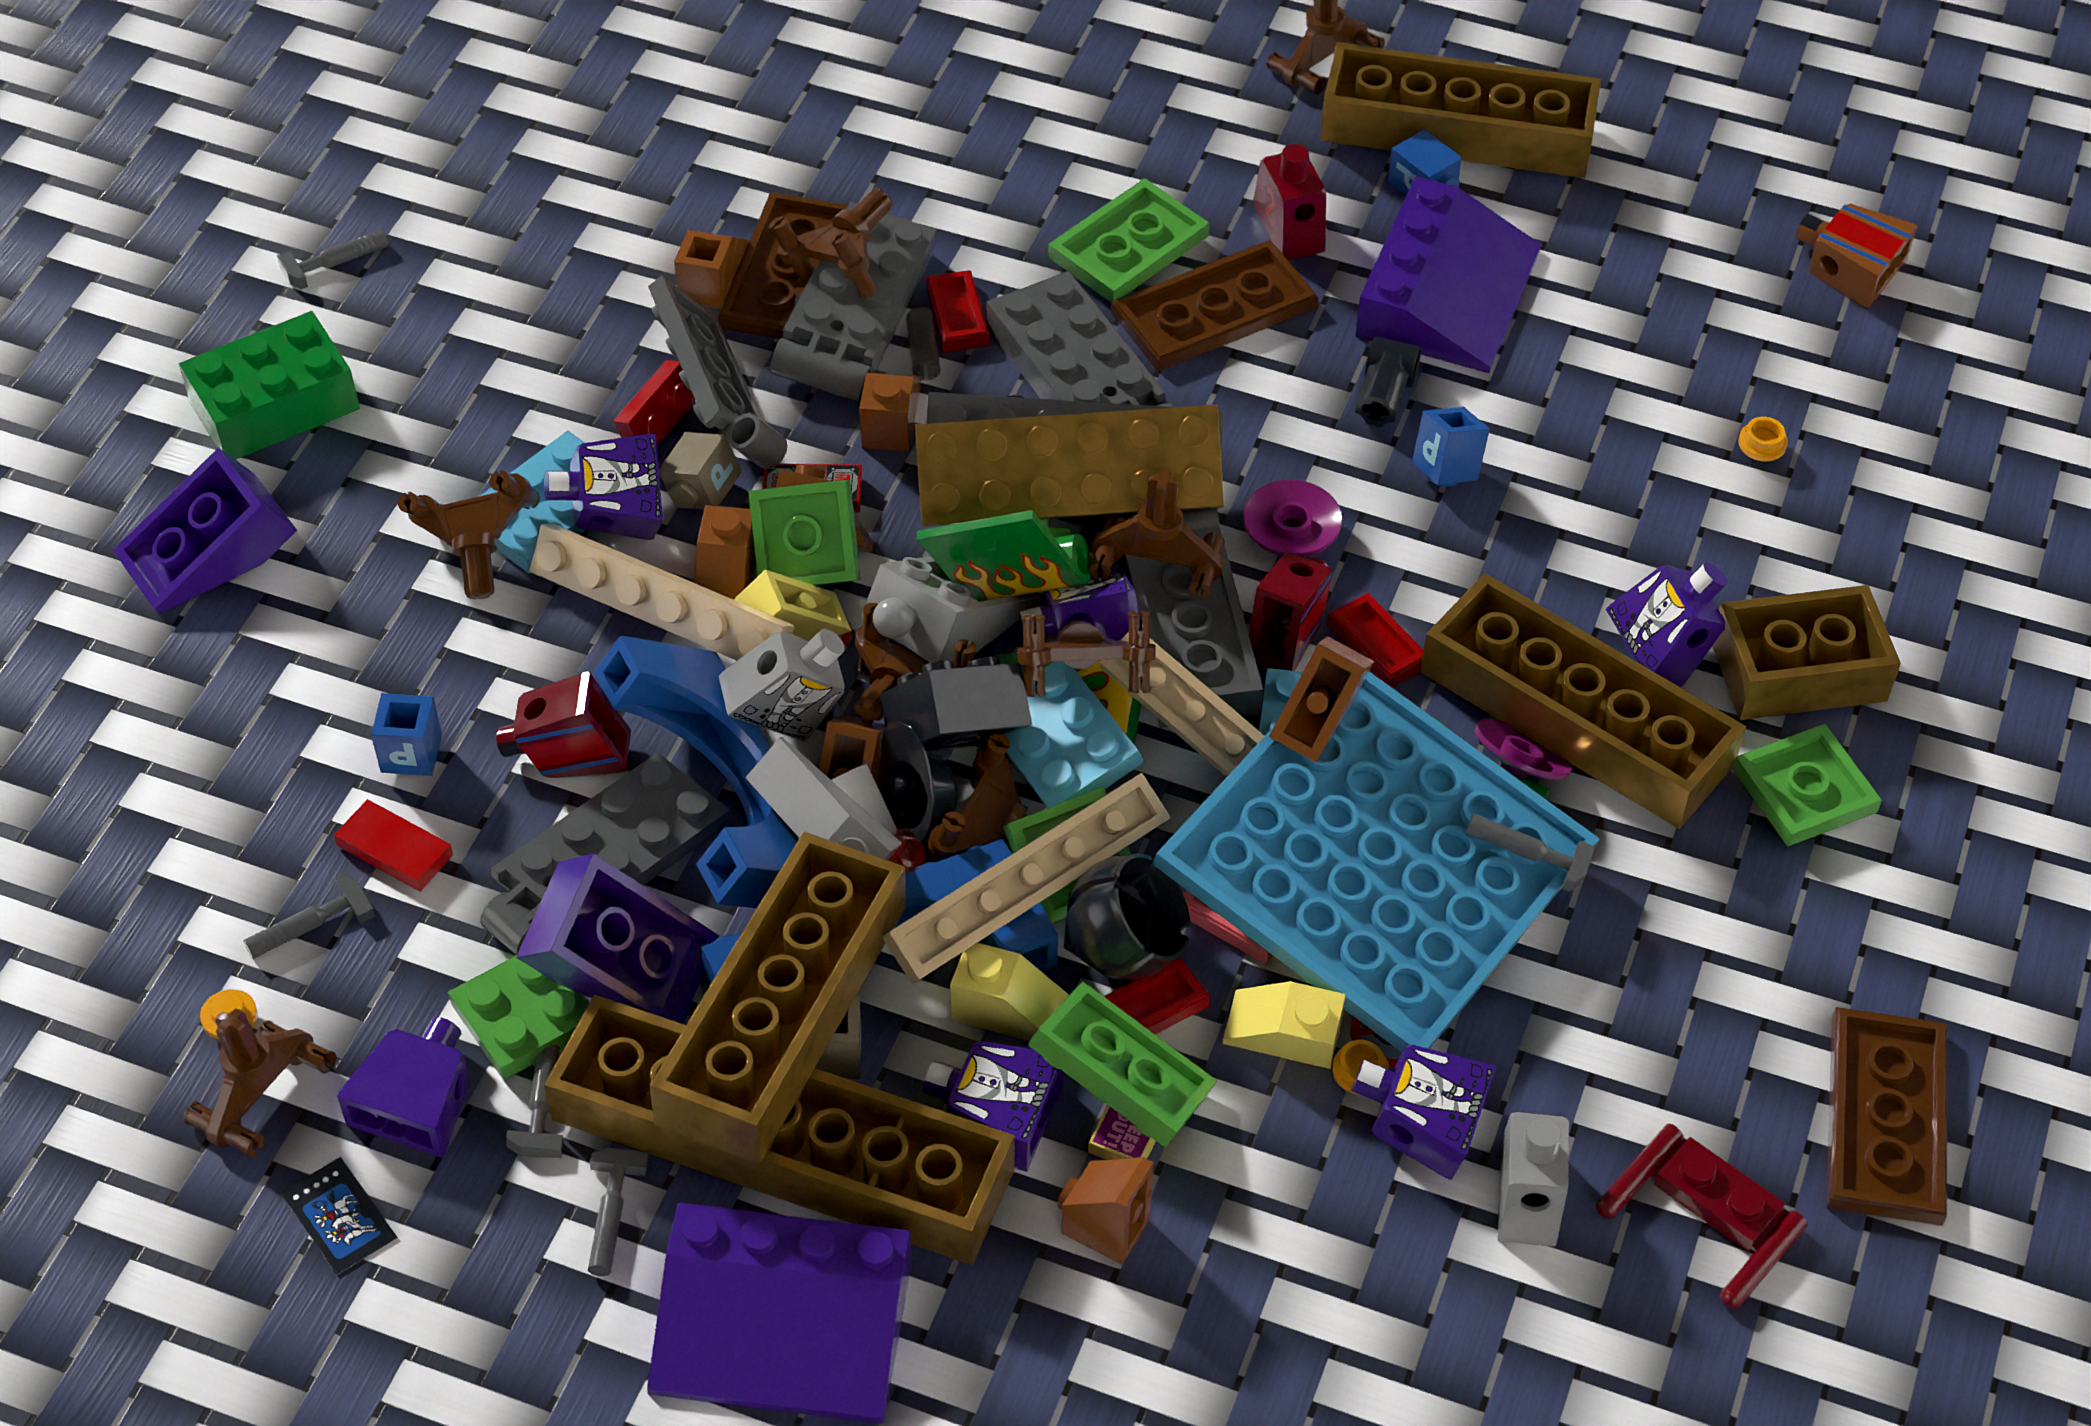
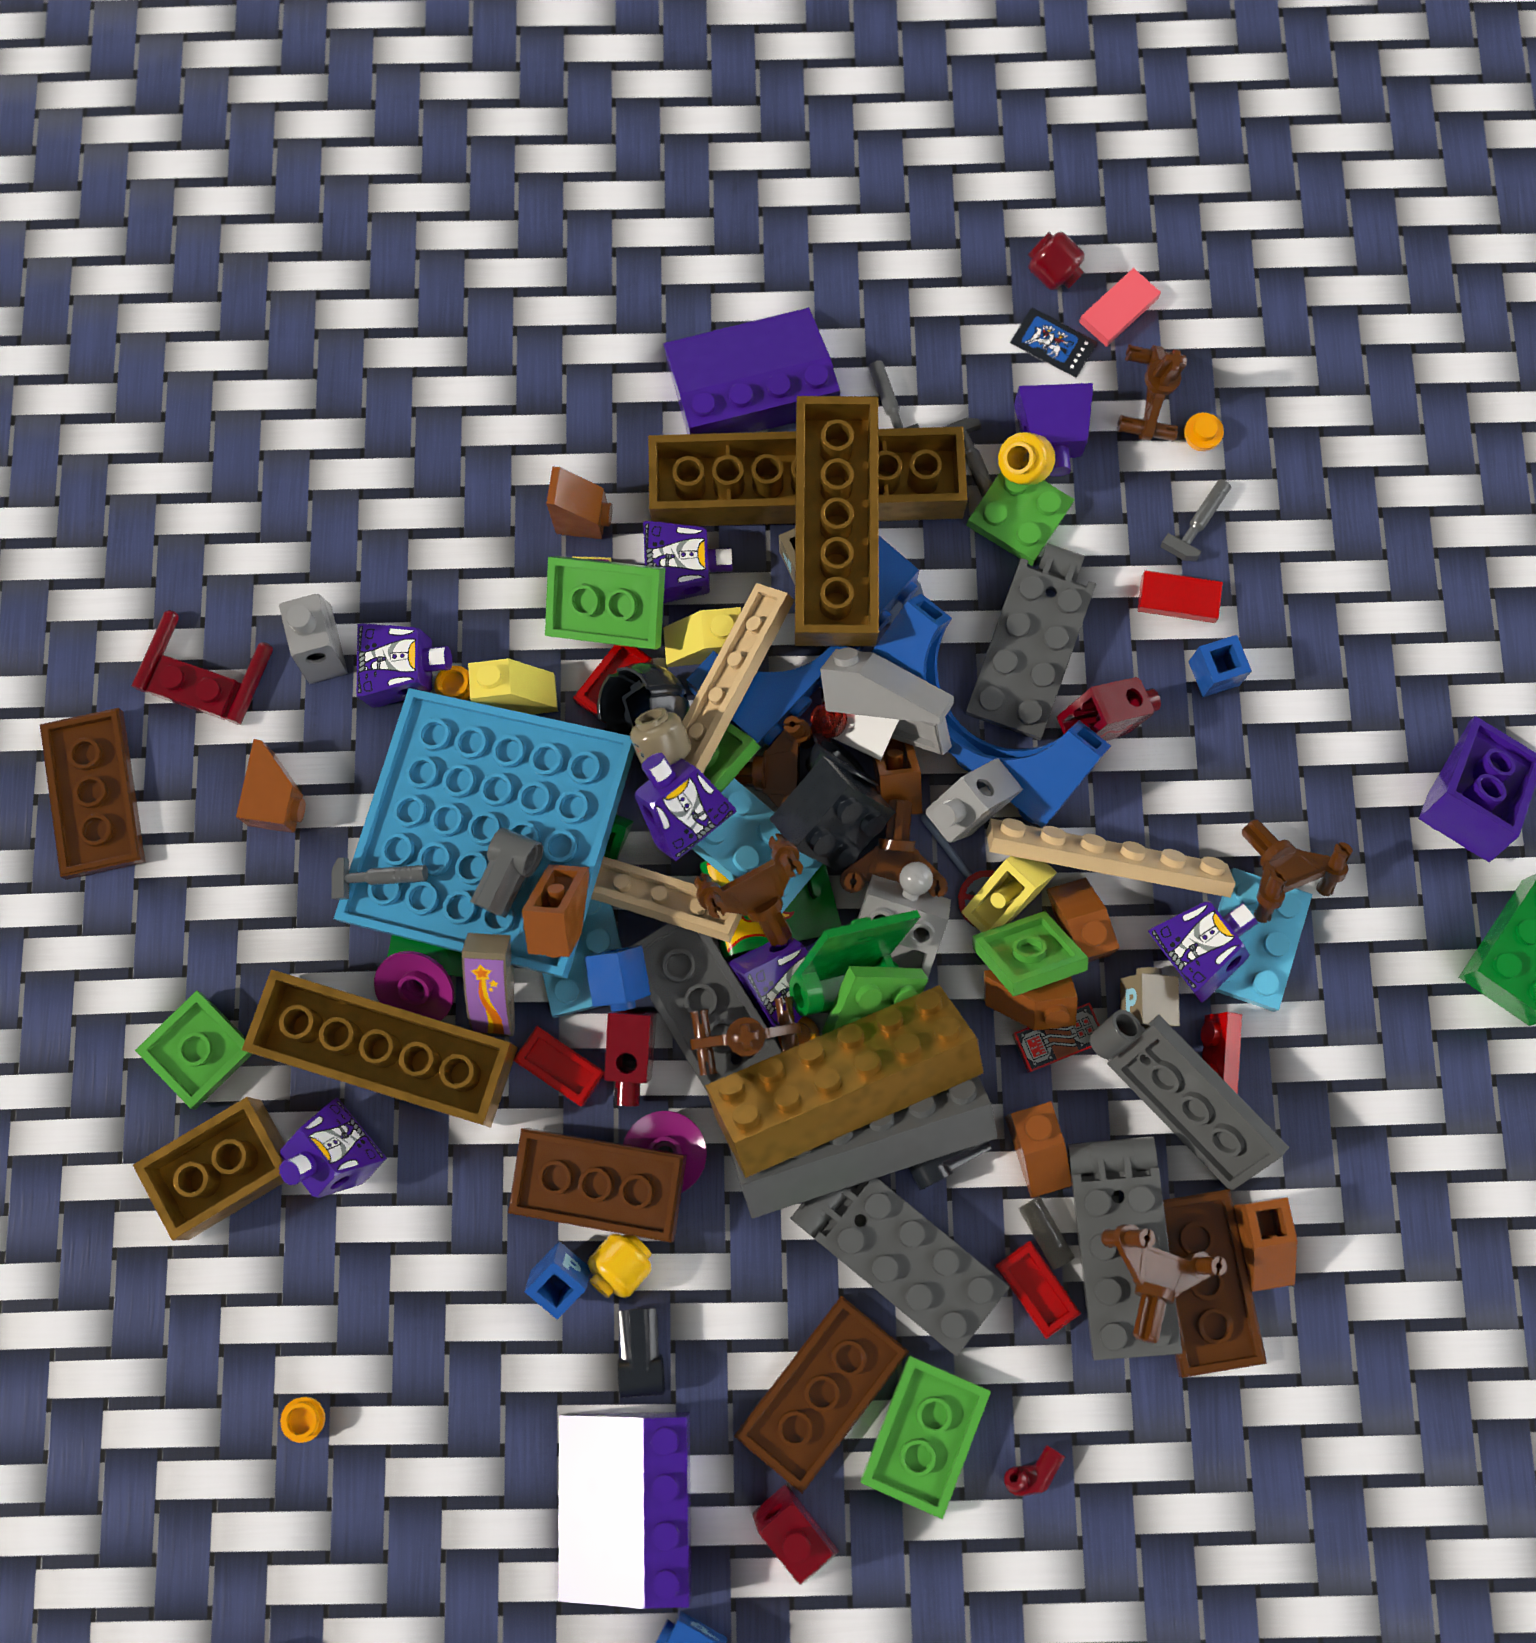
camera: 160 degrees right, 25 degrees up
(220, 1218) = (1119, 307): none -> coral tile
(267, 1300) = (1056, 261): none -> dark red head
(487, 1020) = (1015, 462): none -> yellow head
(616, 940) = (979, 552): dark purple slope -> none
(1038, 187) = (1036, 1477): none -> dark red arm
(1129, 751) = (679, 805): none -> dark purple torso
(1131, 839) = (660, 733): none -> dark tan head
(1277, 654) = (617, 977): none -> blue brick
(1362, 772) = (510, 860): none -> dark grey piece
(1377, 513) = (597, 1184): none -> reddish brown tile
(1380, 445) = (619, 1265): none -> yellow head
(1431, 687) = (489, 983): none -> slope
(1643, 1015) = (269, 793): none -> dark orange slope

